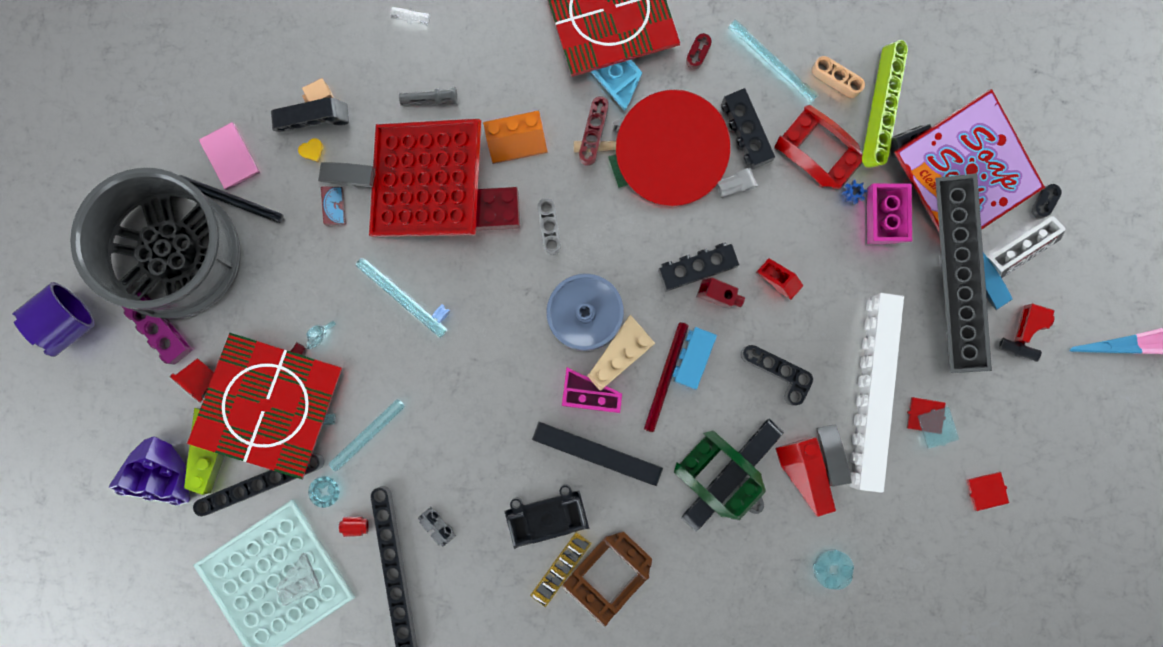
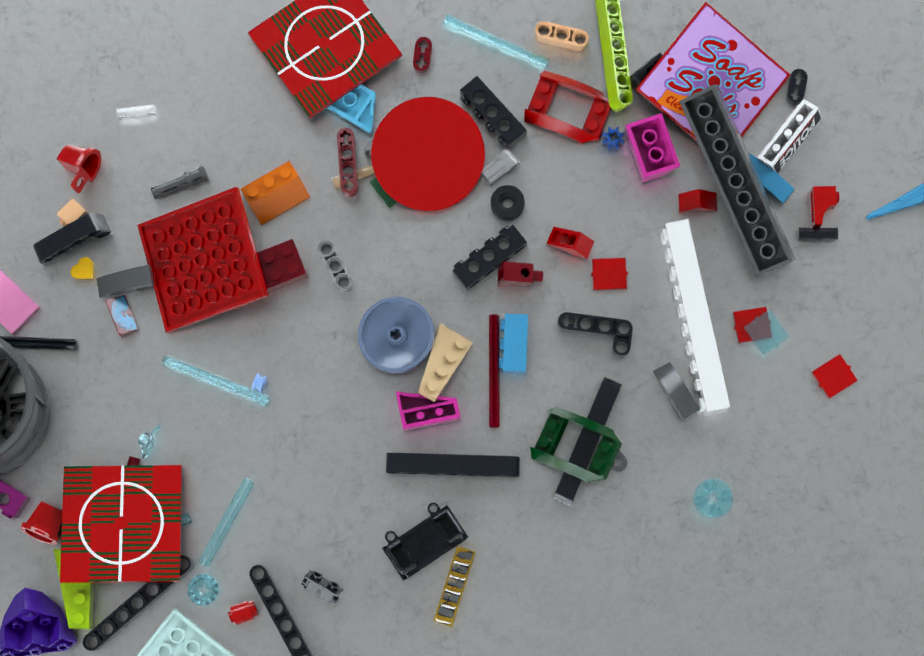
camera: 15 degrees left, 5 degrees down
(343, 46) = (82, 162): none -> red container
(589, 597) = (493, 602): reddish brown wedge -> none
(725, 228) = (515, 195): none -> black tyre
(806, 320) = (609, 274): none -> red piece
(807, 470) = (656, 414): red wedge -> none
(913, 279) = (697, 201): none -> red slope

